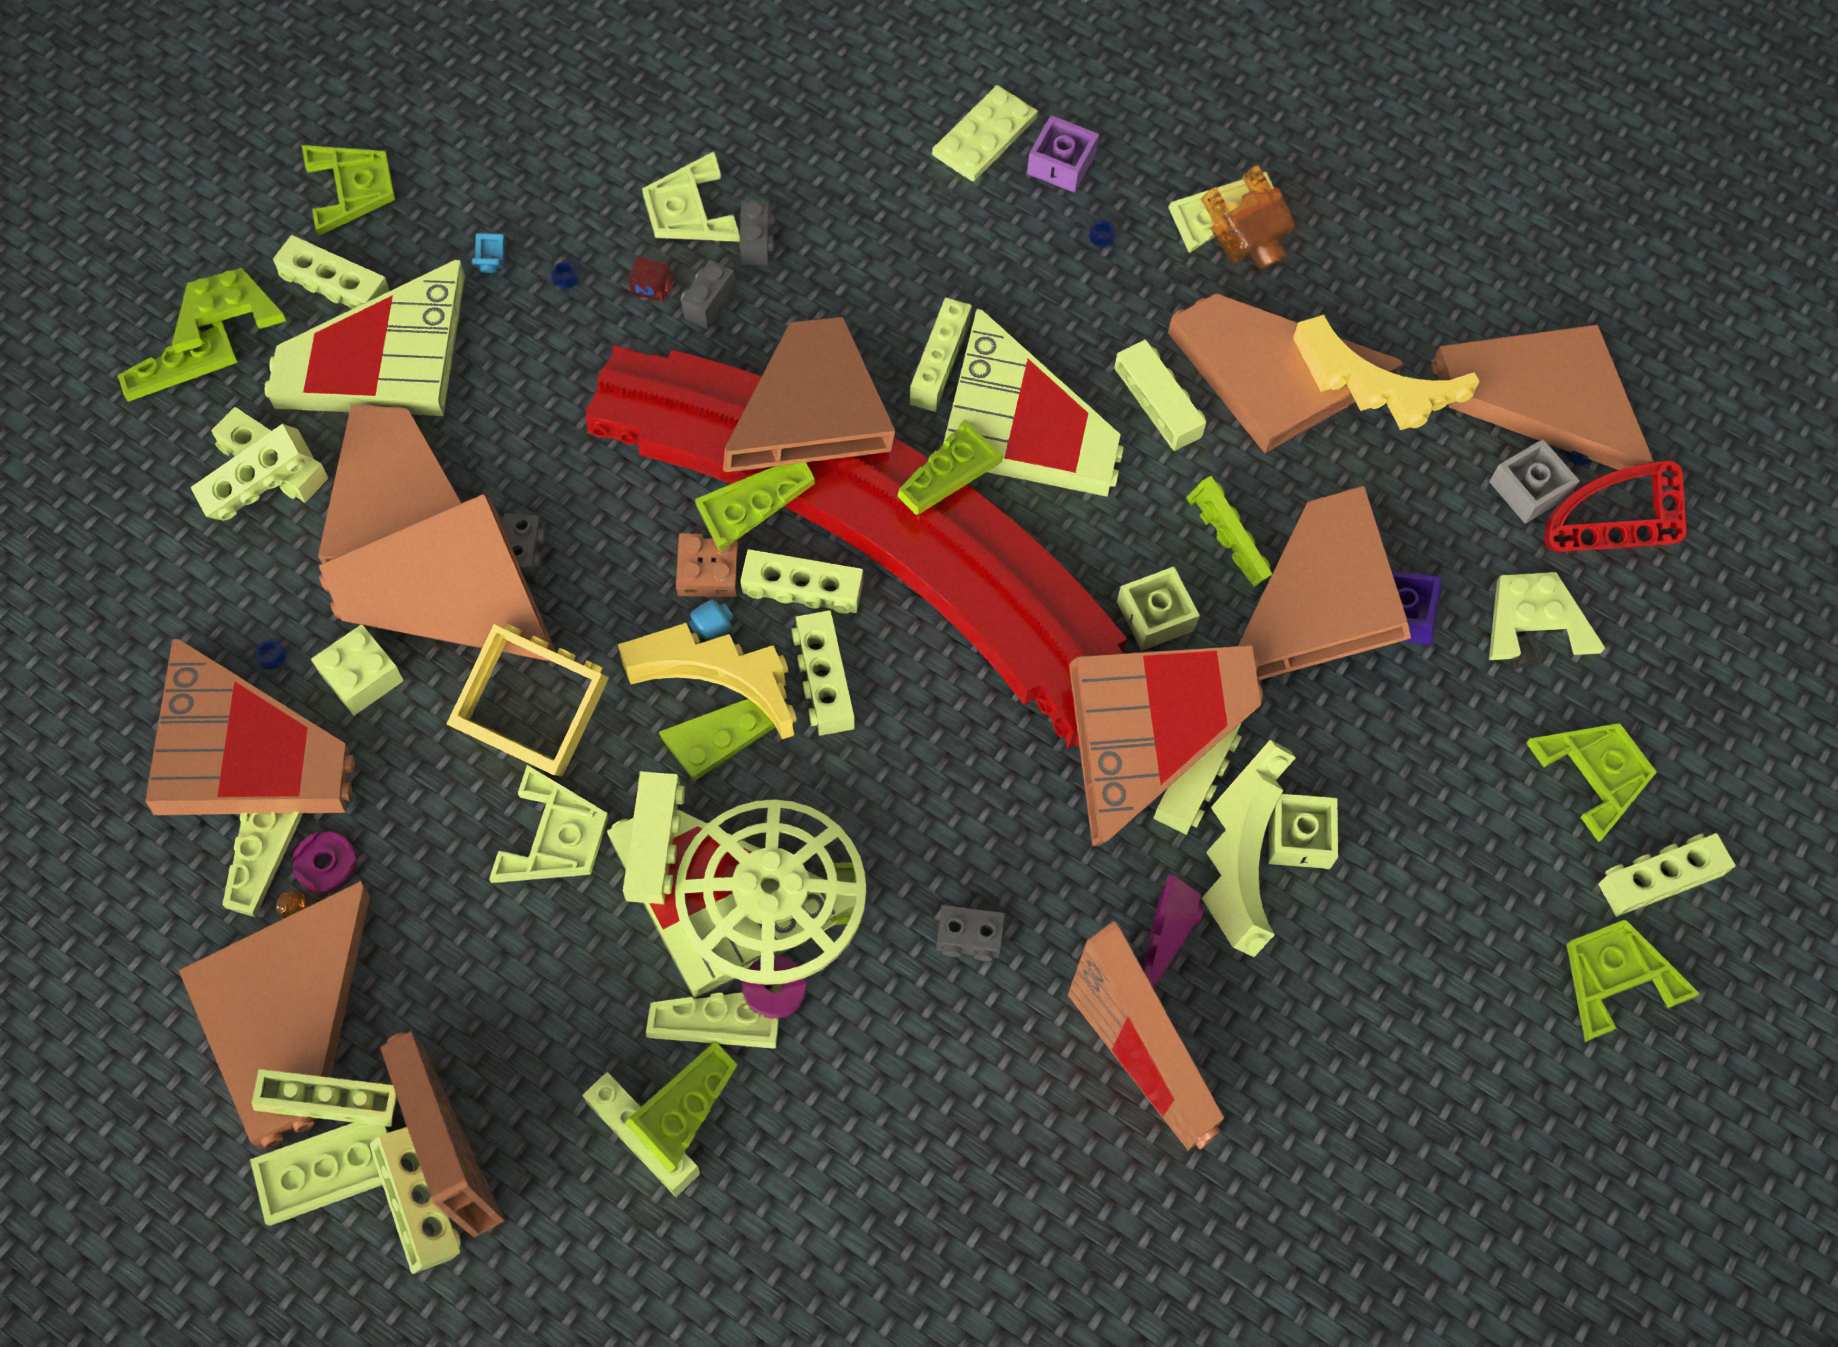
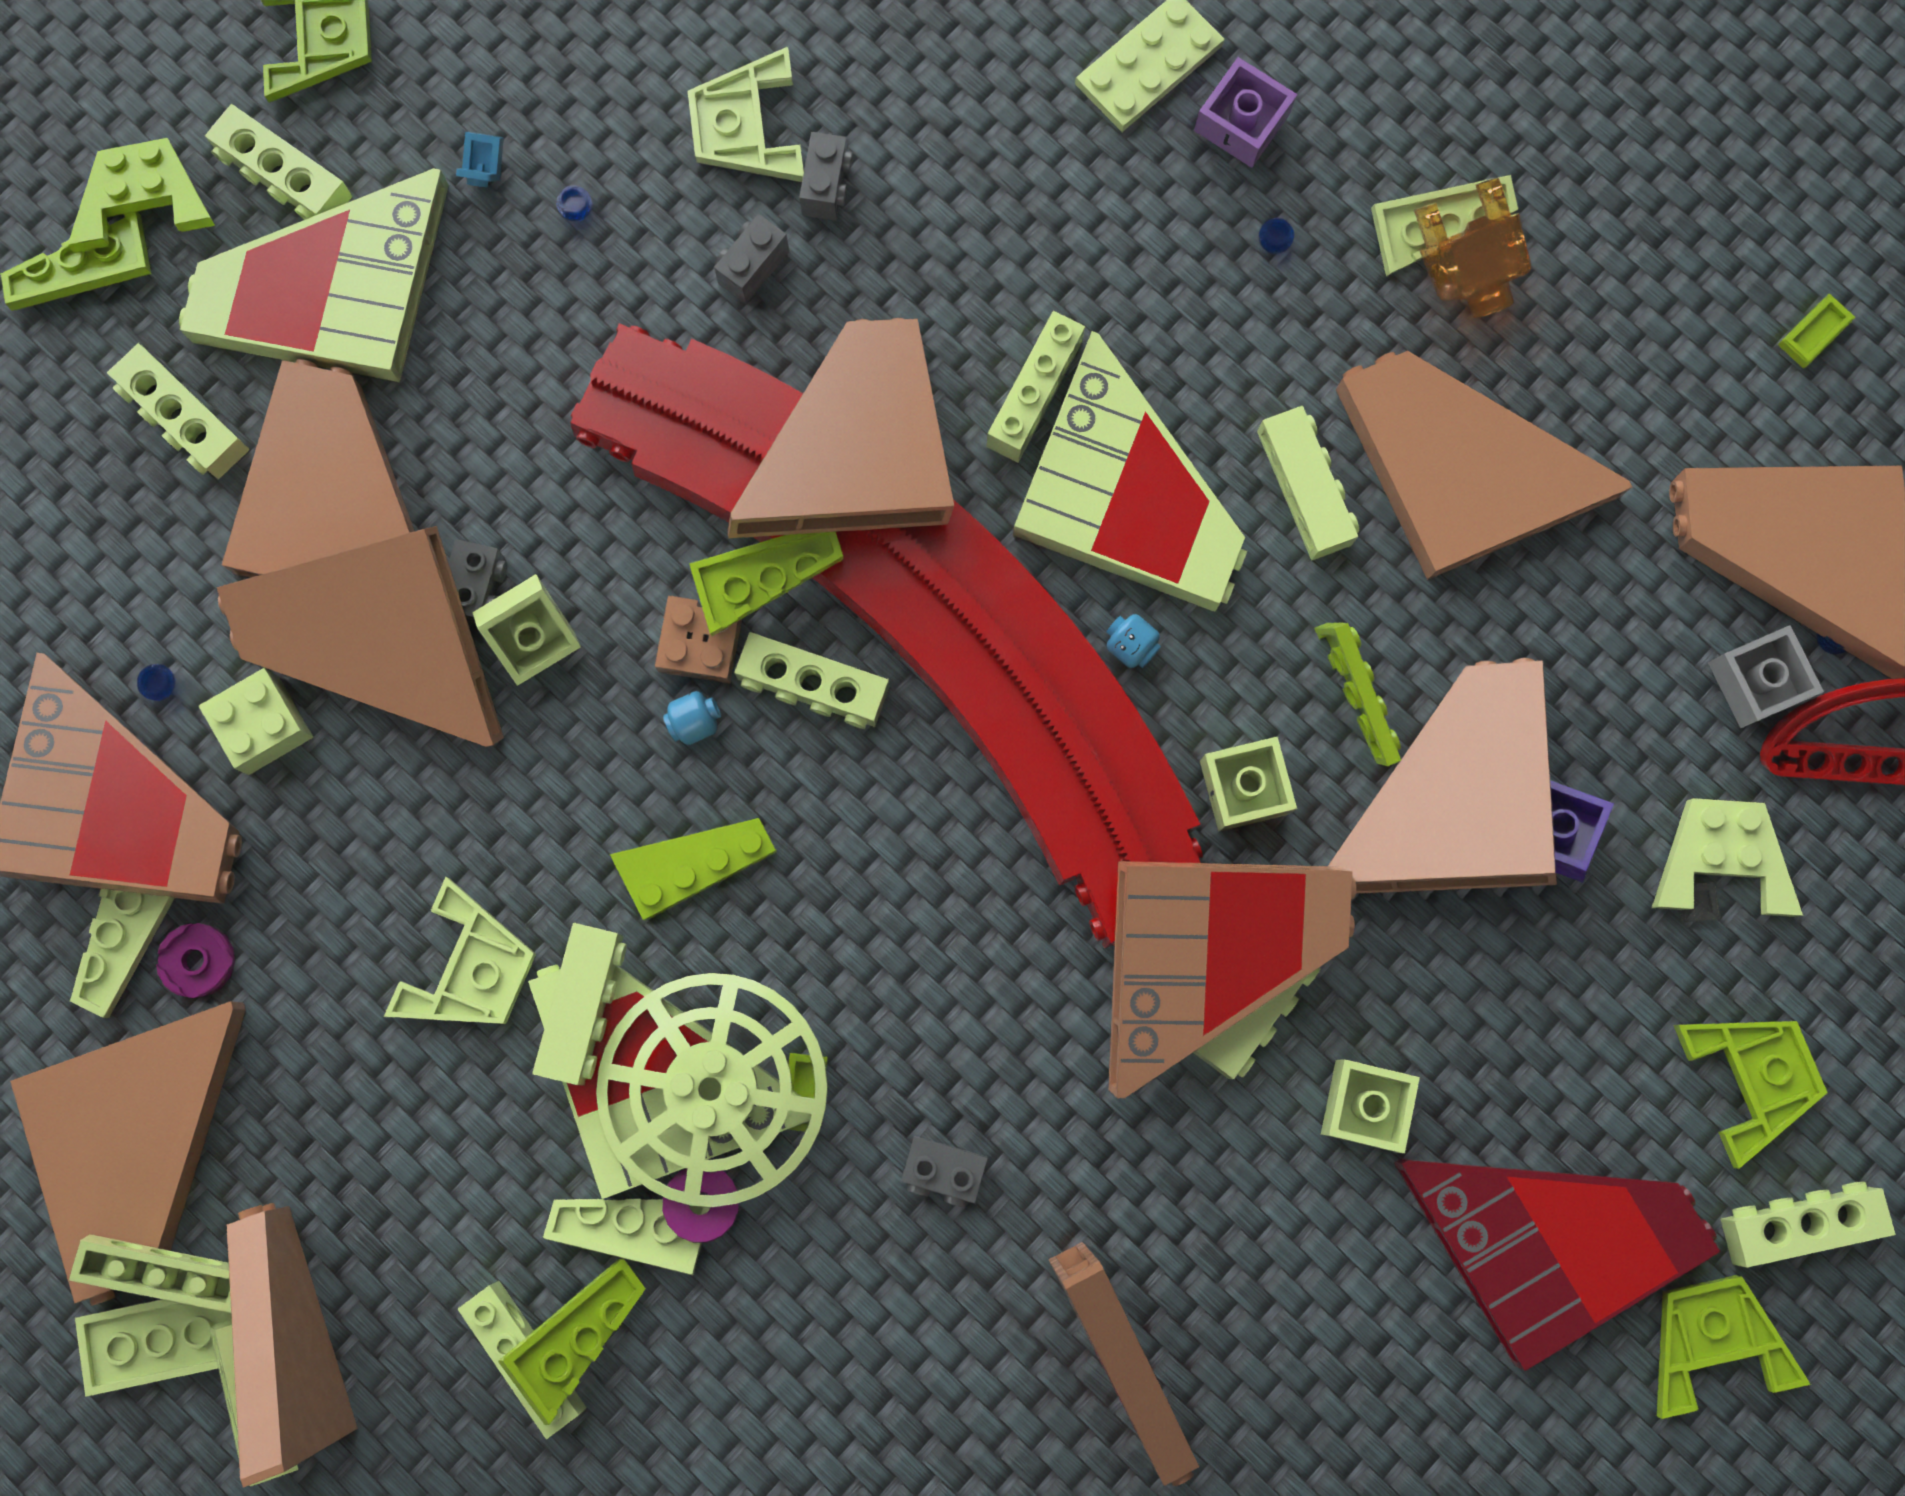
camera: 10 degrees right, 15 degrees up
(237, 473) = (150, 442): yellowish green brick -> none
(290, 903) = (150, 1012): clear orange plate -> none
(480, 675) = (418, 841): light yellow window -> none
(570, 569) = (526, 630): none -> yellowish green brick
(650, 279) = (681, 225): clear red brick -> none
(719, 661) = (649, 758): light yellow arch -> none
(819, 629) = (827, 749): yellowish green brick -> none
(954, 465) = (1024, 557): lime wing -> none
(1048, 520) = (1133, 641): none -> dark azure head
(1173, 921) = (1185, 1202): magenta wedge -> none
(1236, 853) = (1301, 1079): yellowish green arch -> none
(1408, 398) = (1542, 482): light yellow arch -> none
(1470, 919) = (1557, 1247): none -> slope
(1513, 249) = (1816, 331): none -> lime tile

